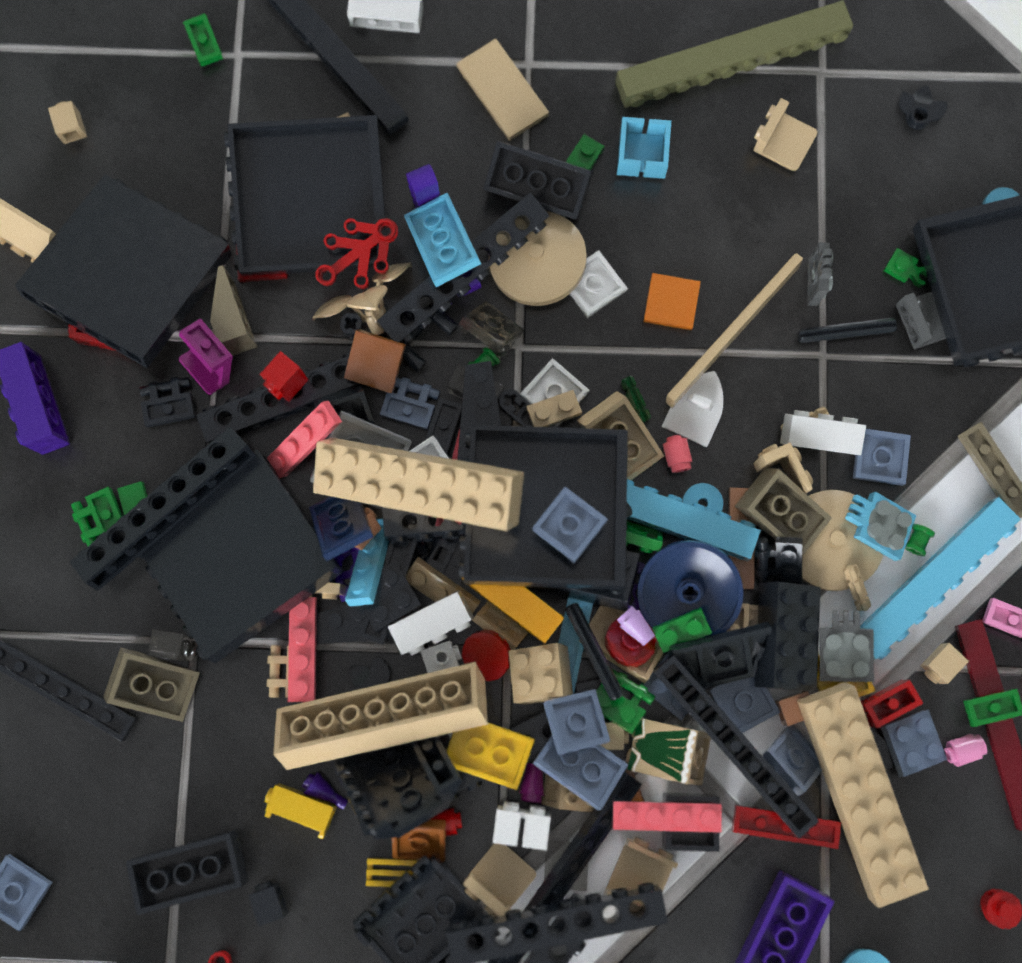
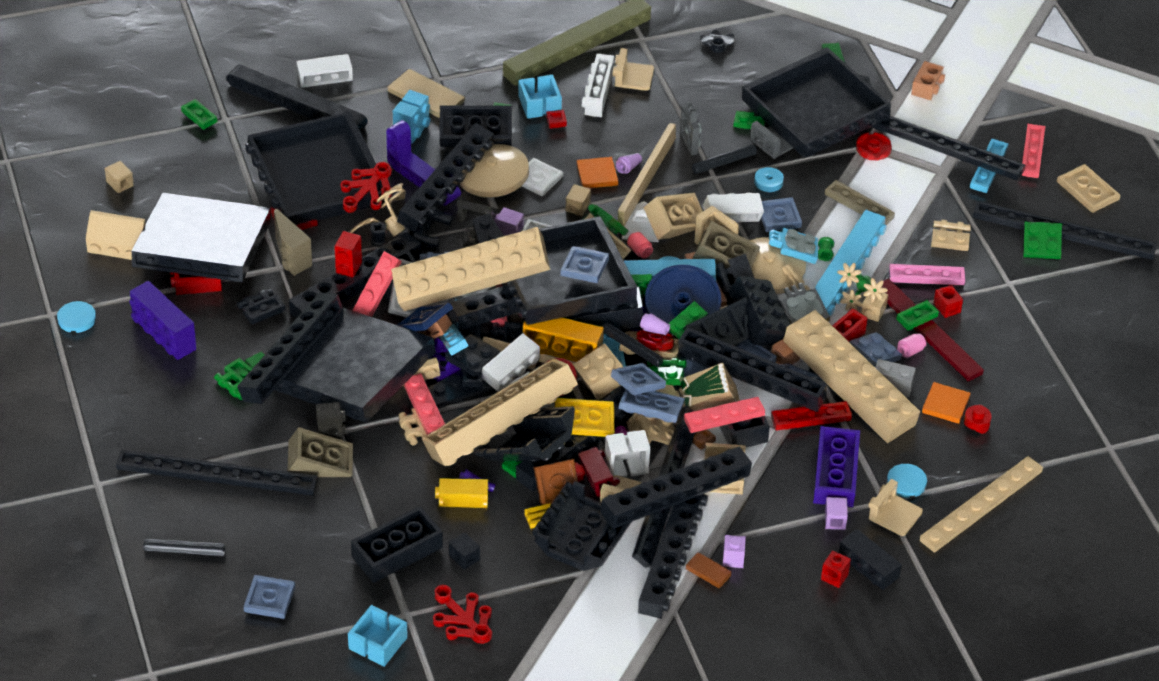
camera: 25 degrees left, 35 degrees down
(207, 359) = (284, 264): magenta panel -> none
(374, 361) = (407, 233): dark orange tile -> none
(442, 240) = (425, 161): medium azure tile -> none
(458, 143) = (415, 111): none -> medium azure piece
(476, 835) = (597, 470): none -> dark red brick
(524, 359) = (509, 221): none -> lavender brick
(626, 348) = (578, 200): none -> tan brick
(649, 406) = (608, 220): none -> green plate
(653, 190) = (556, 119): none -> red plate
(718, 299) = (627, 163): none -> lavender cone
(729, 150) = (598, 85): none -> white brick
(742, 422) = (673, 214): none -> tan slope
(903, 381) = (768, 179): none -> medium azure piece
(920, 803) = (899, 375): none -> light grey brick
(944, 624) = (863, 283): none -> tan plant
(972, 860) = (946, 402): none -> orange tile

